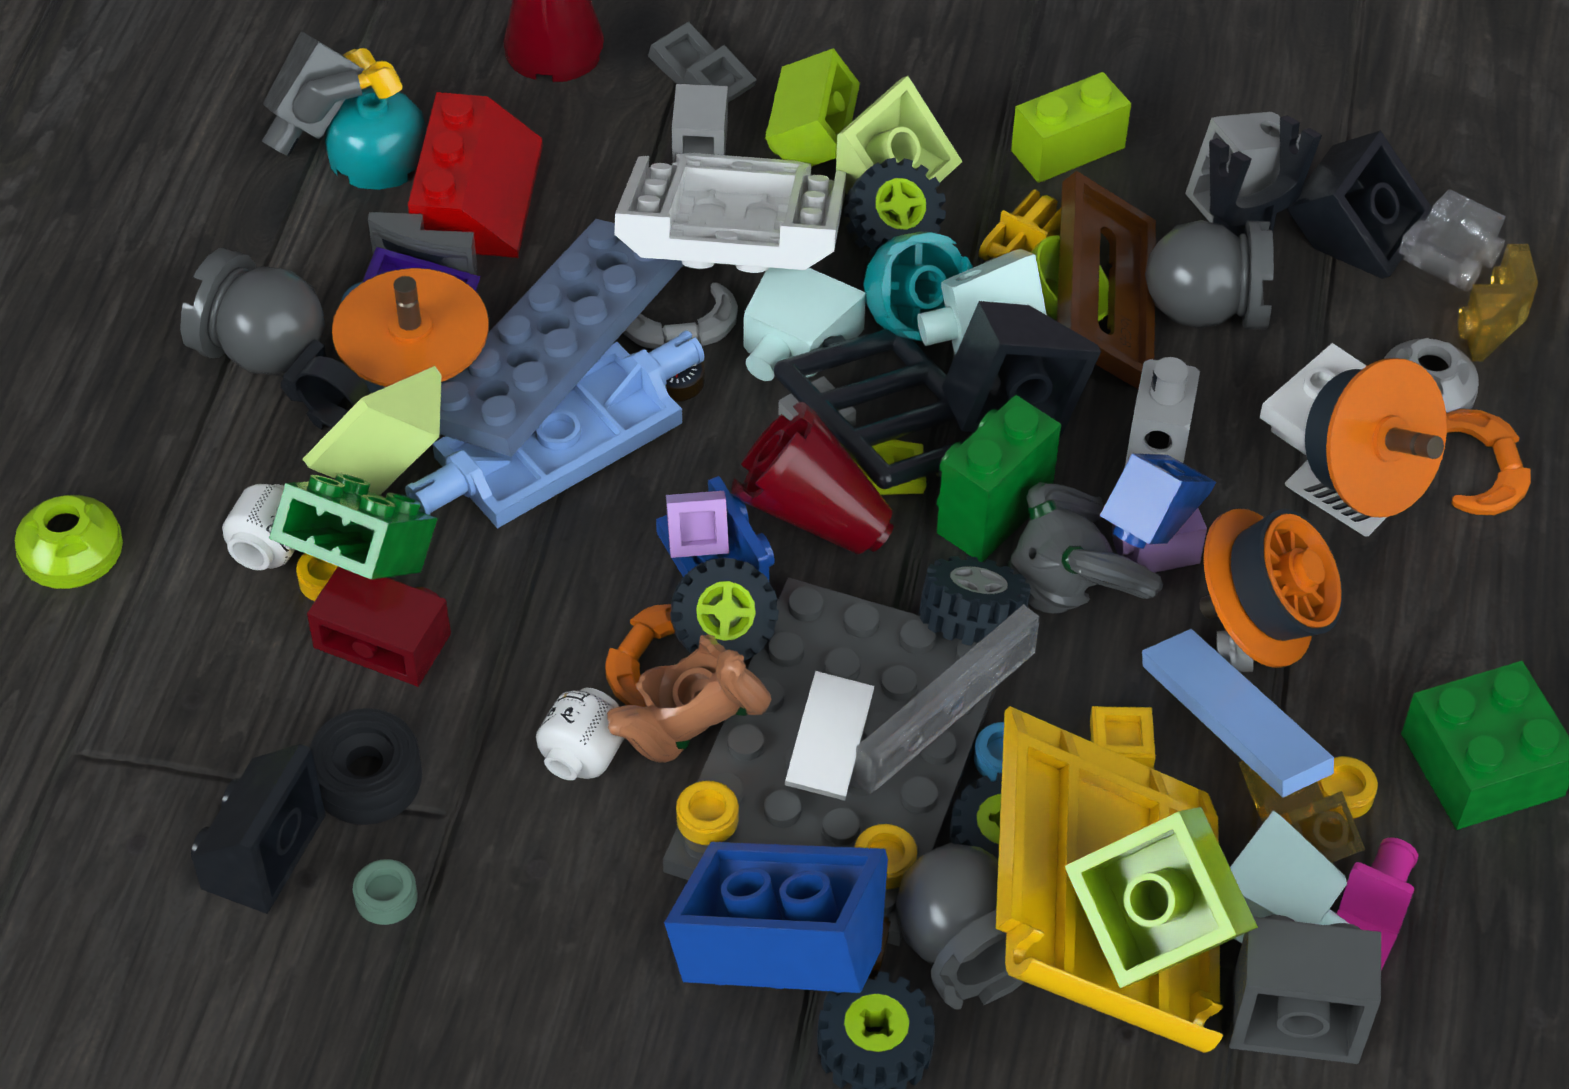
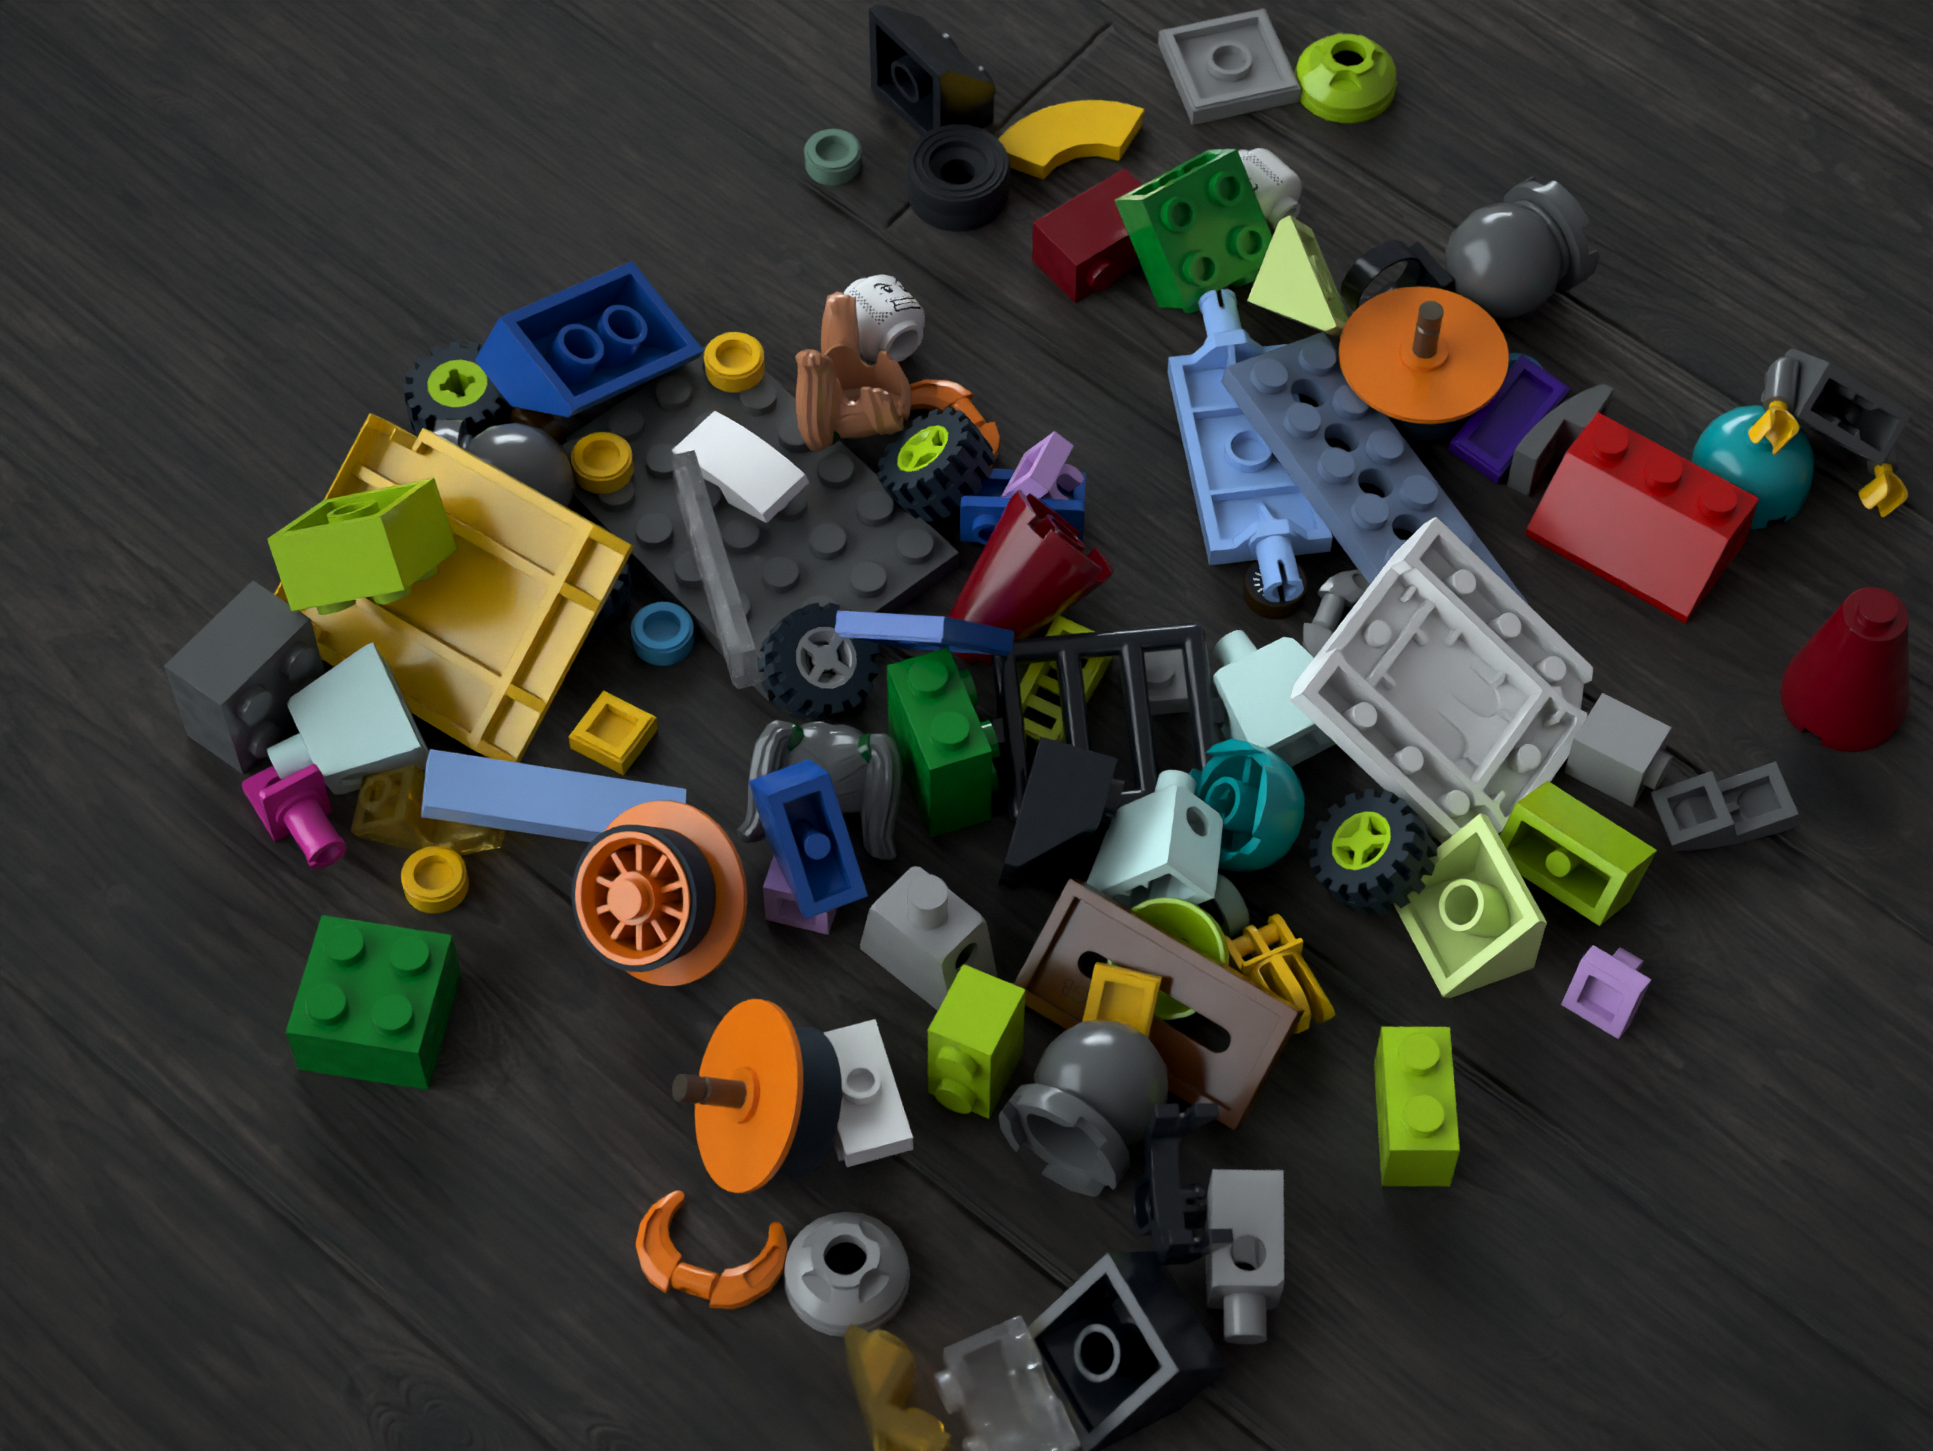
camera: 120 degrees right, 5 degrees up
(97, 631) = (1228, 66): none -> light grey tile
(249, 711) = (1071, 132): none -> yellow tile
(900, 62) = (1607, 989): none -> lavender tile
(927, 500) = (924, 632): none -> blue tile
(1126, 291) = (1122, 996): none -> yellow tile
(1230, 347) = (975, 1042): none -> lime brick

